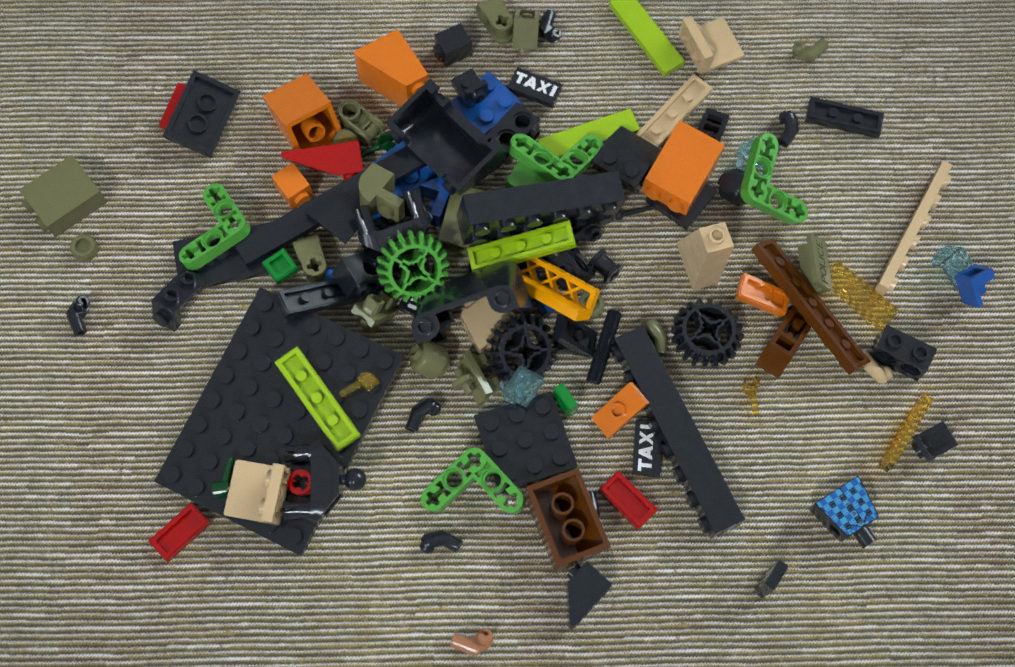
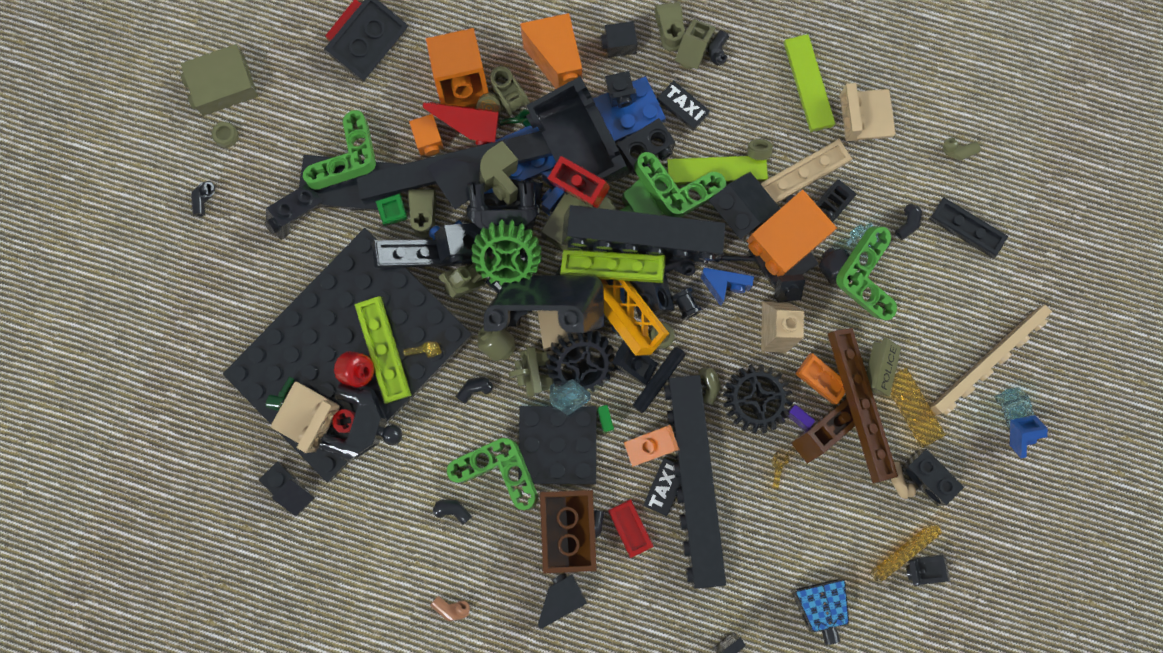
camera: 20 degrees right, 10 degrees up
(179, 532) = (231, 426): red tile -> none
(259, 576) = (286, 489): none -> black slope
(295, 424) = (354, 369): none -> red head
(463, 172) = (579, 182): none -> red brick
(622, 104) = (760, 149): none -> olive tile
(629, 234) = (718, 280): none -> blue slope
(698, 217) = (789, 288): none -> black plate
(755, 337) = (800, 417): none -> dark purple tile

